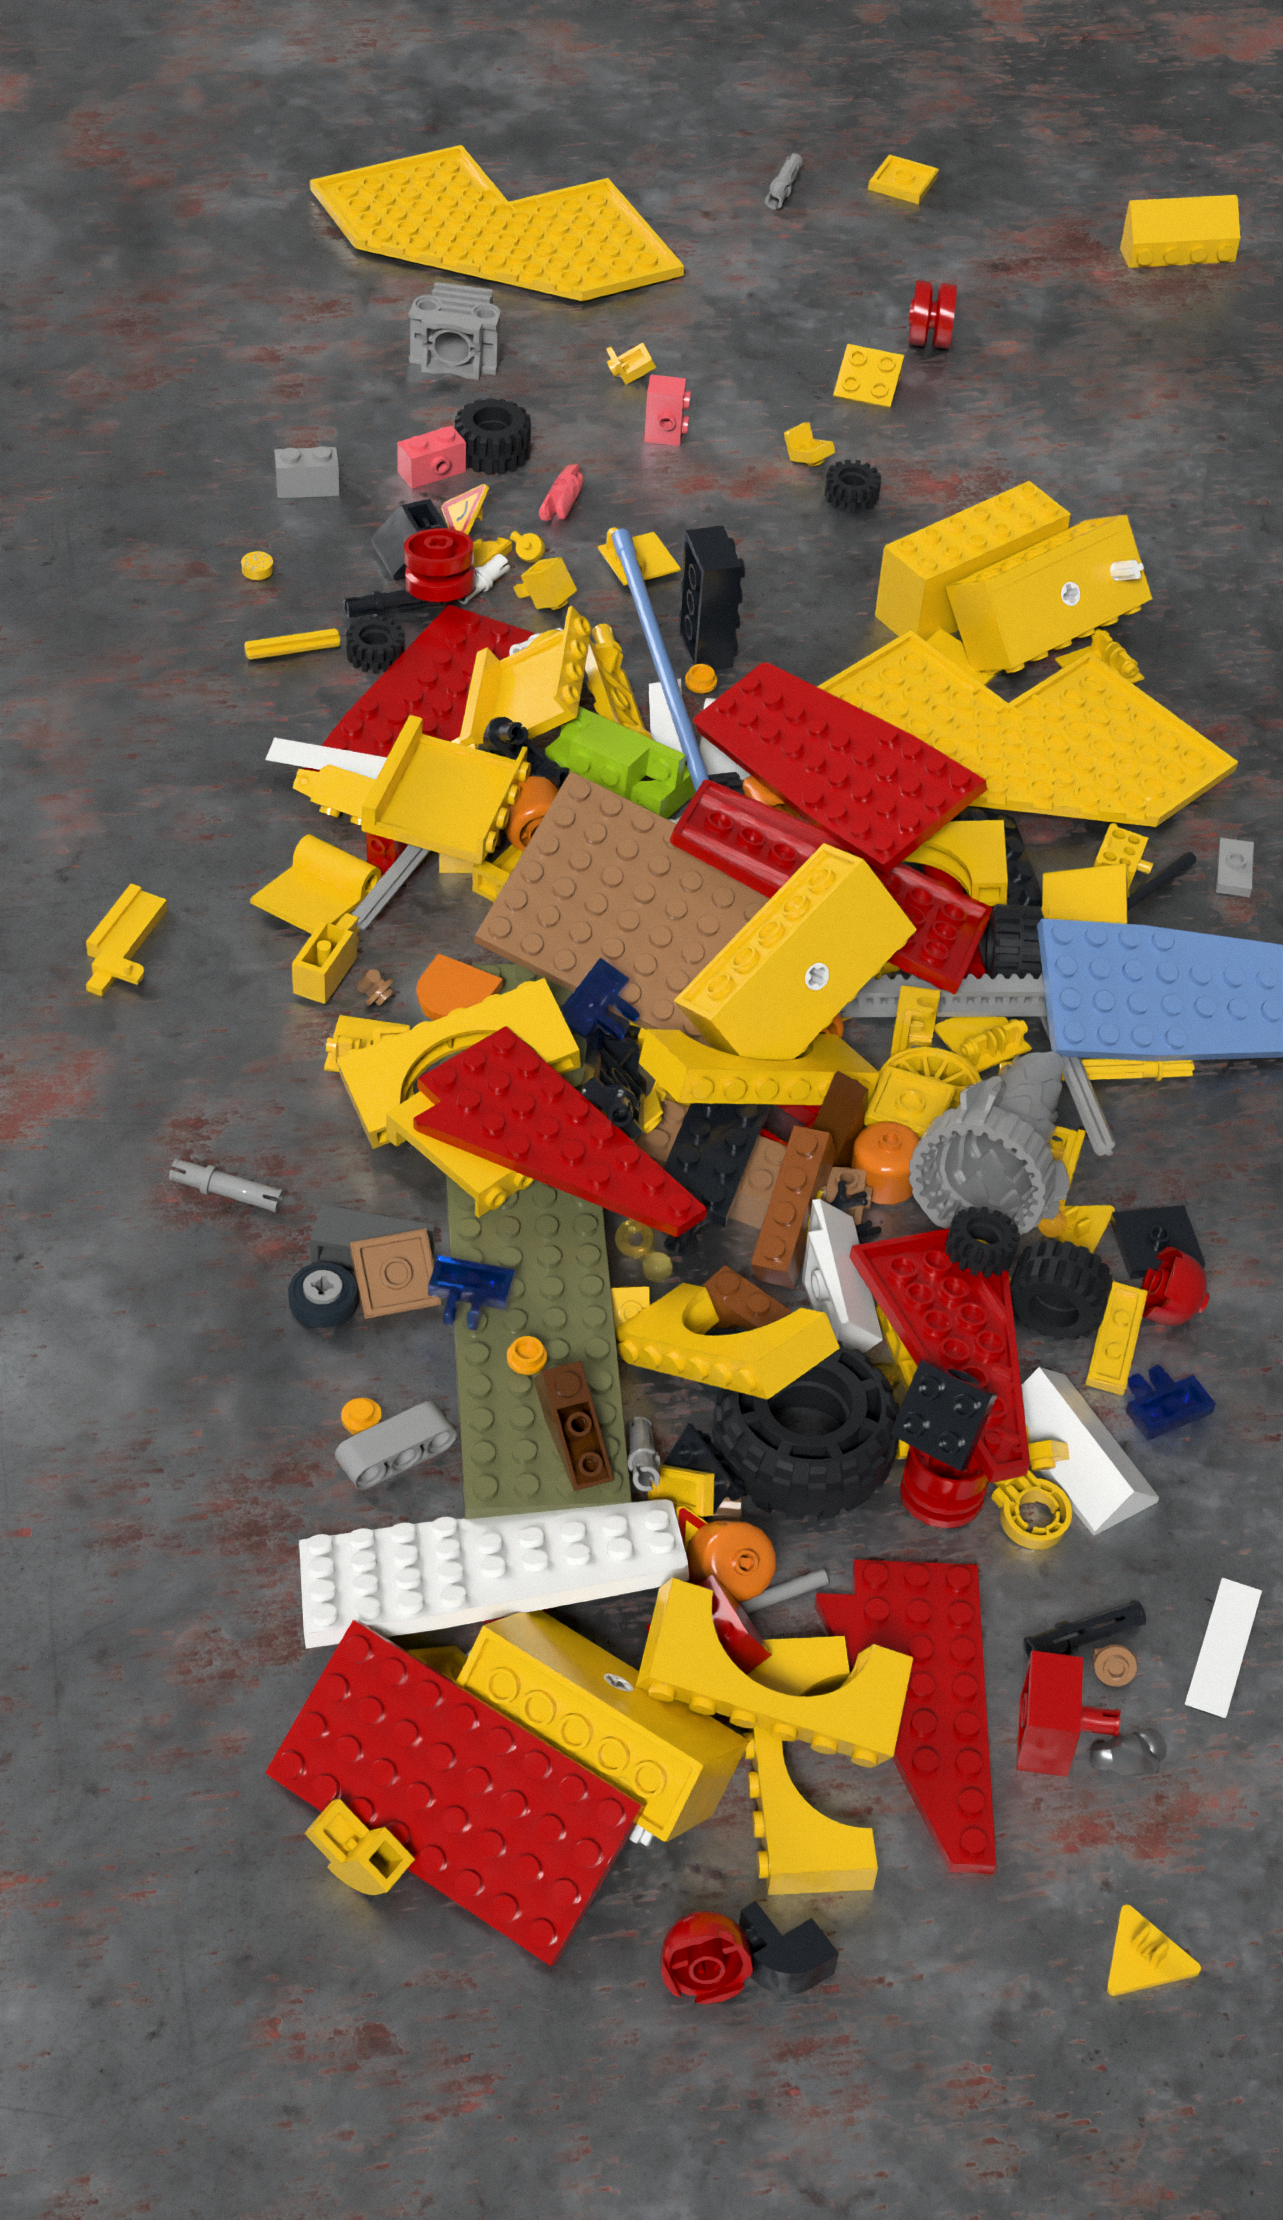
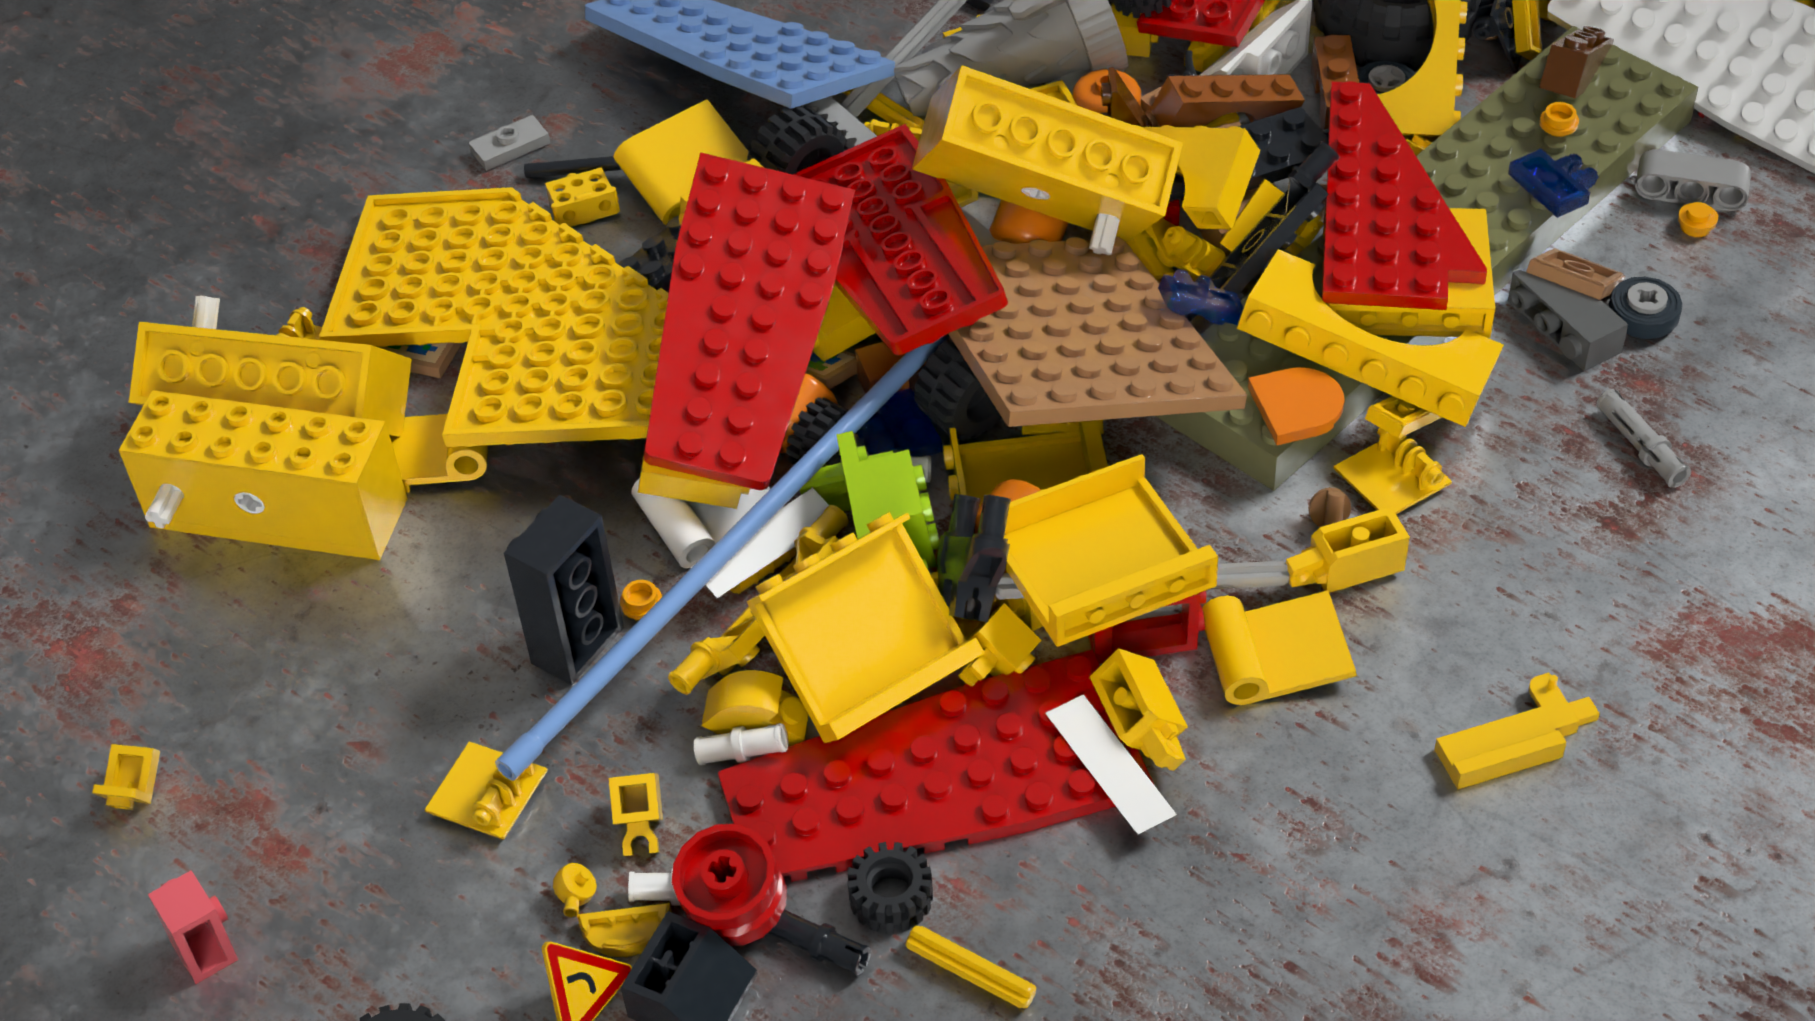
camera: 125 degrees left, 0 degrees up
(562, 493) = (416, 939): coral hinge -> none
(642, 1457) = (1537, 37): light grey pin -> none
(852, 486) = (174, 716): black tyre -> none

